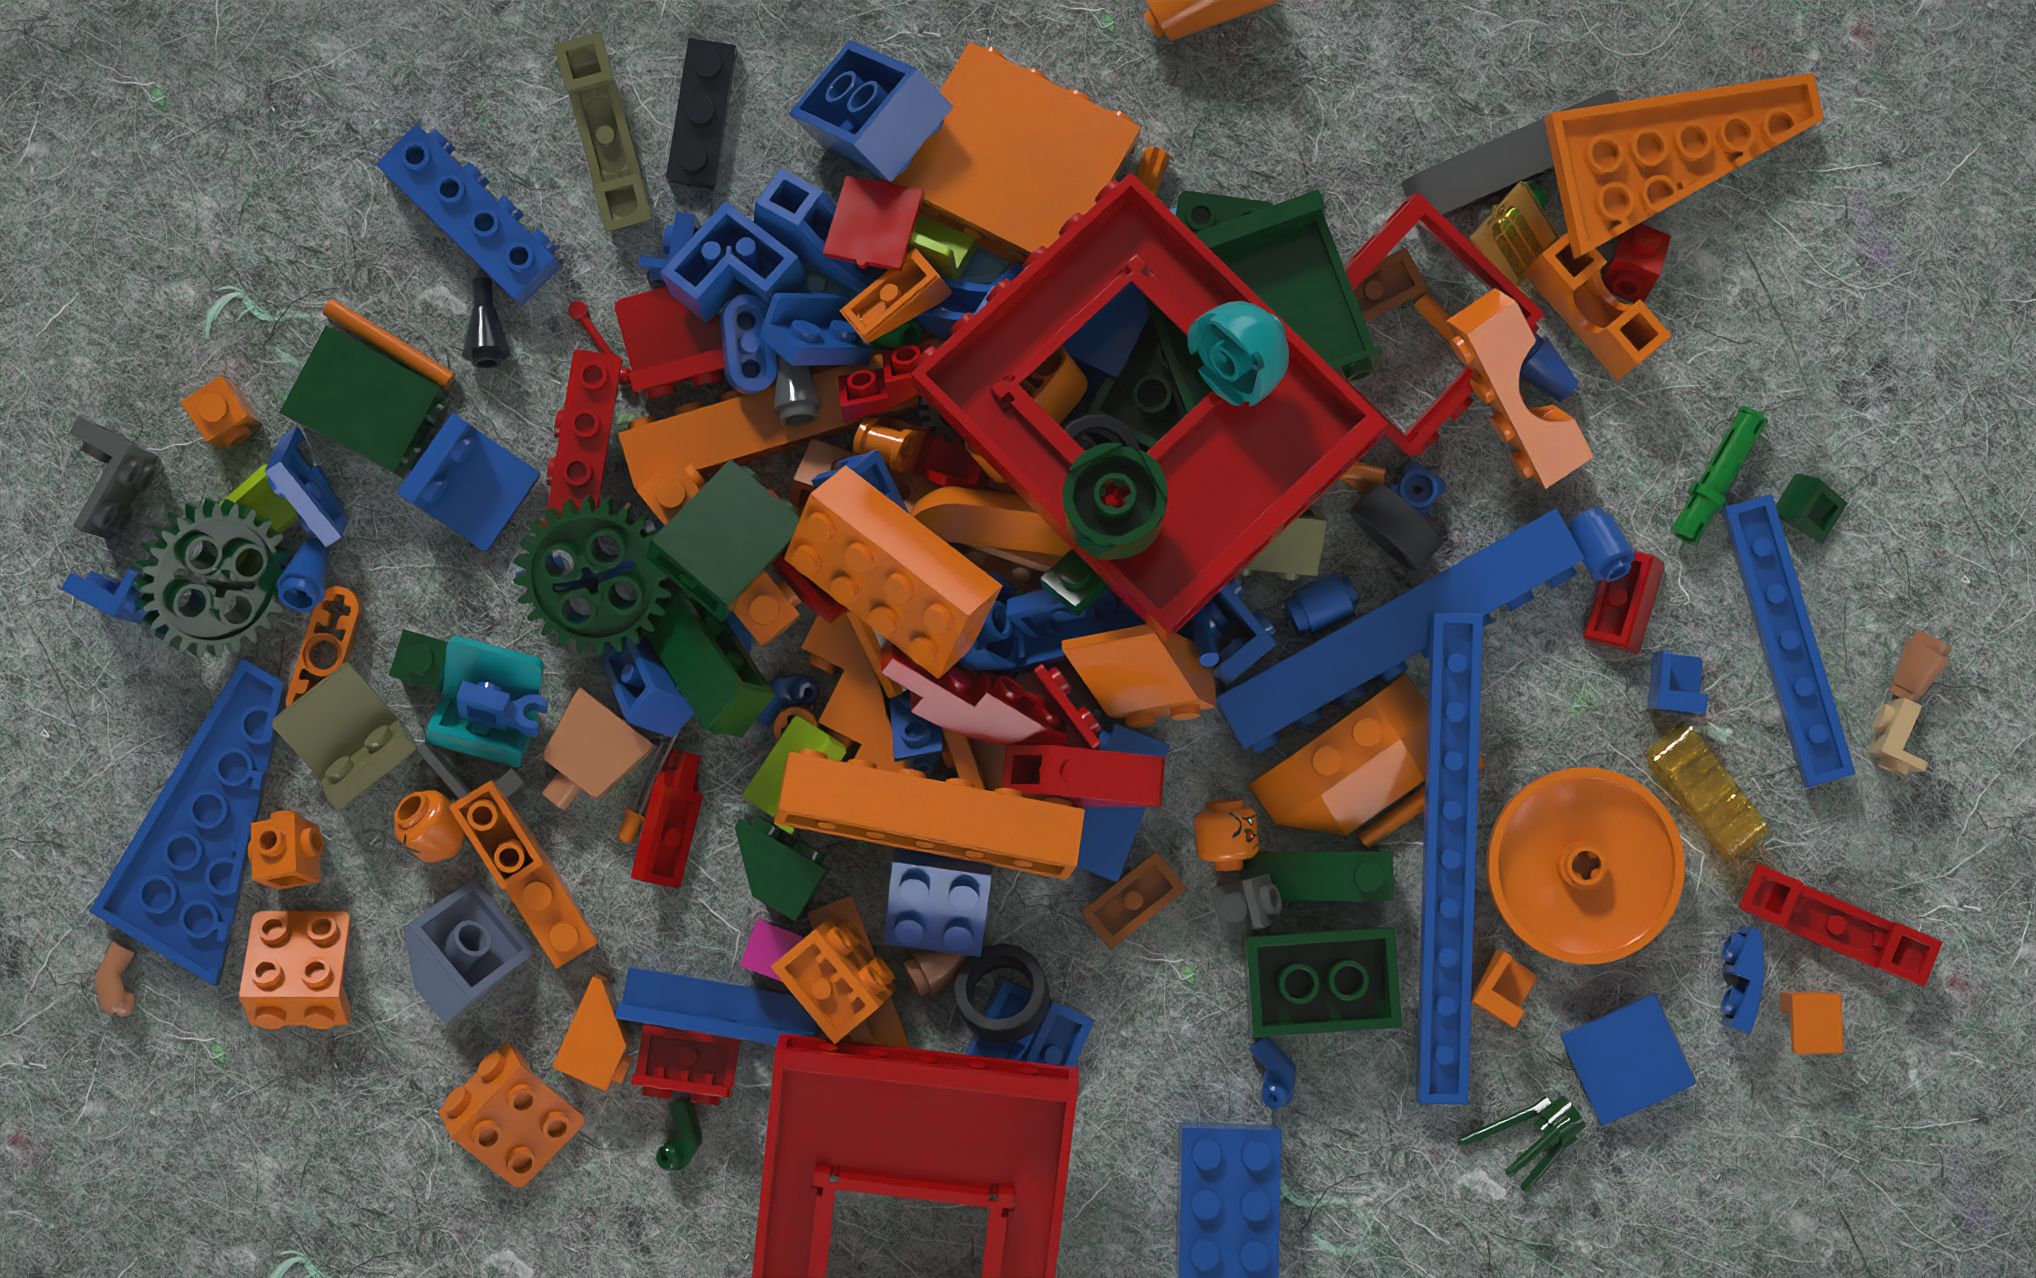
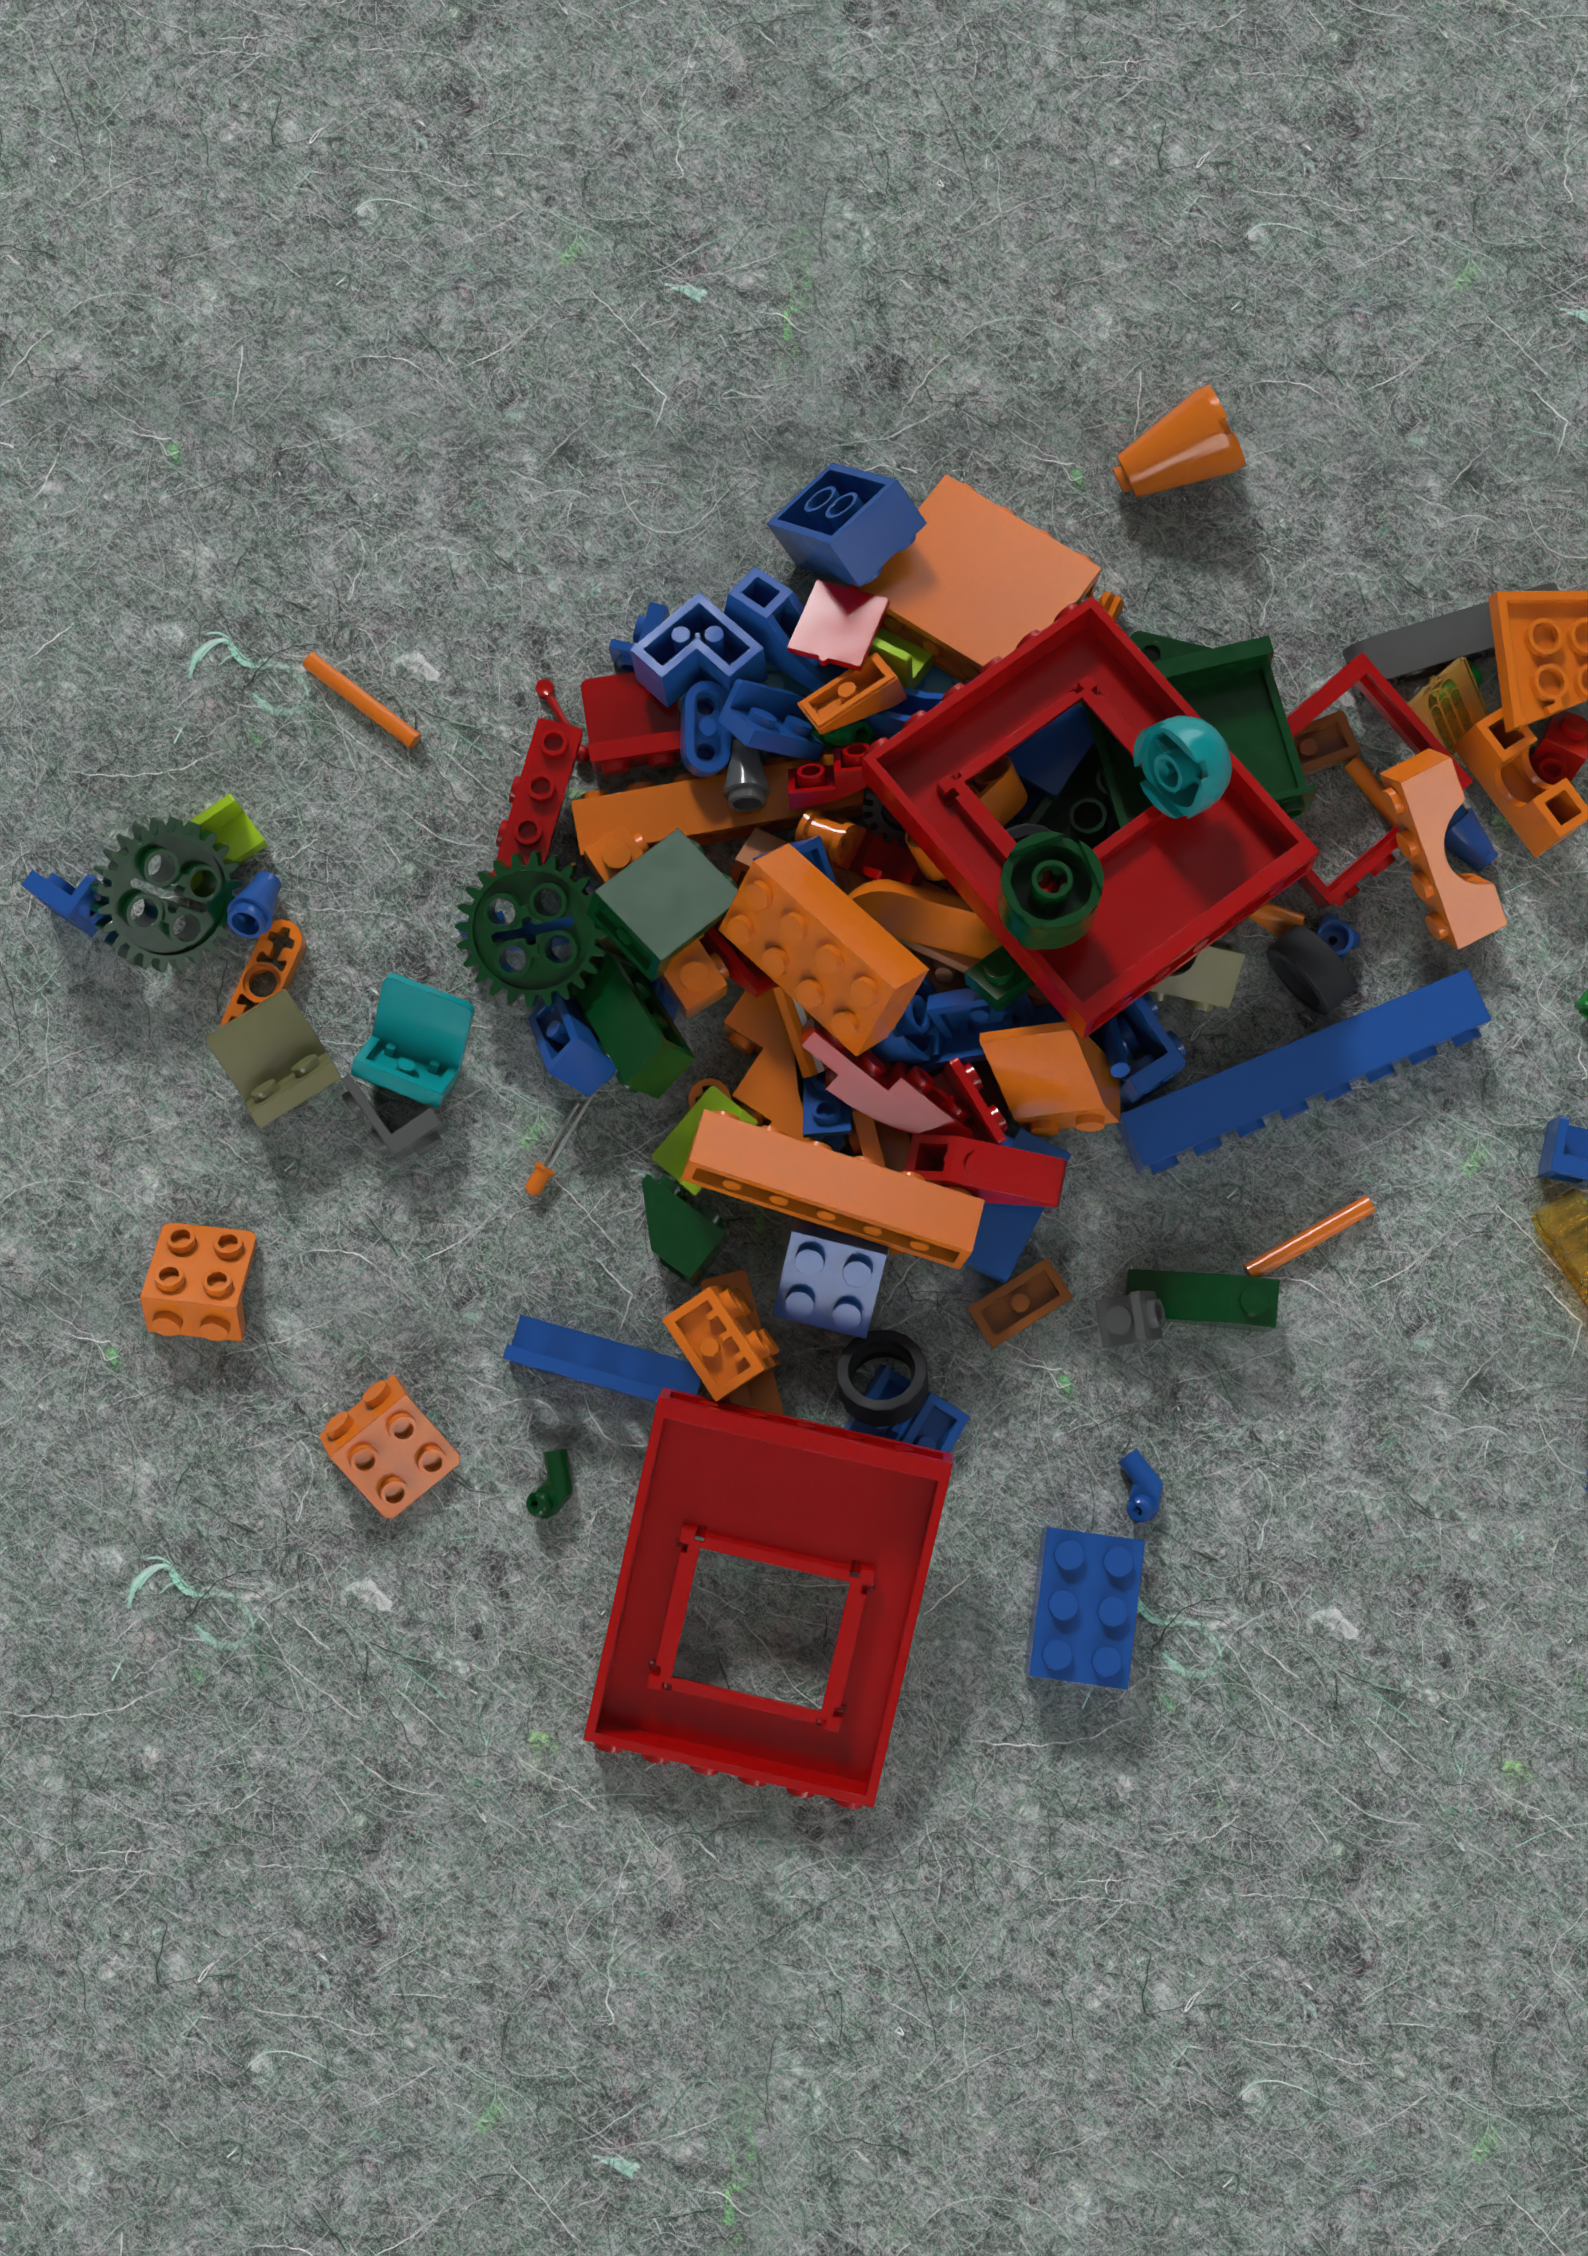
camera: 10 degrees right, 5 degrees down
(109, 981) = (16, 1274): nougat arm -> none
(127, 473) = (94, 793): dark grey bracket -> none
(190, 855) = (110, 1159): blue wing -> none
(221, 413) = (194, 744): orange brick -> none
(285, 851) = (203, 1164): orange brick -> none
(306, 490) = (267, 824): blue wing -> none
(365, 403) = (332, 748): dark green slope -> none
(420, 660) = (354, 997): dark green brick -> none
(428, 826) = (345, 1155): orange head -> none
(462, 950) = (361, 1280): sand blue slope -> none
(469, 214) = (453, 586): blue brick -> none
(469, 483) = (421, 835): blue bracket -> none
(485, 337) = (454, 703): black cone -> none
(493, 707) = (420, 1047): blue plate -> none
(524, 872) = (430, 1209): orange slope -> none
(592, 750) = (510, 1101): nougat torso -> none
(596, 1040) = (481, 1380): orange slope -> none
(604, 132) = (589, 523): olive slope -> none
(669, 822) = (576, 1178): red hinge -> none
(686, 1063) = (566, 1413): red bracket -> none
(701, 113) = (683, 519): black plate -> none
(768, 945) = (655, 1305): dark pink brick -> none
(789, 691) = (706, 1065): blue arm -> none
(931, 970) = (816, 1348): nougat cone -> none
(1226, 833) = (1117, 1248): orange head -> none
(1321, 604) = (1230, 1038): blue brick -> none
(1321, 981) = (1197, 1400): dark green brick -> none
(1351, 765) = (1244, 1196): orange wedge -> none
(1449, 858) = (1333, 1295): blue plate -> none
(1503, 988) = (1373, 1430): orange panel -> none
(1557, 1127) = (1414, 1571): dark green plant -> none
(1585, 865) = (1466, 1316): orange dish -> none
(1602, 544) = (1510, 1009): blue brick -> none
(1625, 605) = (1524, 1067): red slope -> none
(1628, 1059) = (1492, 1512): blue slope -> none

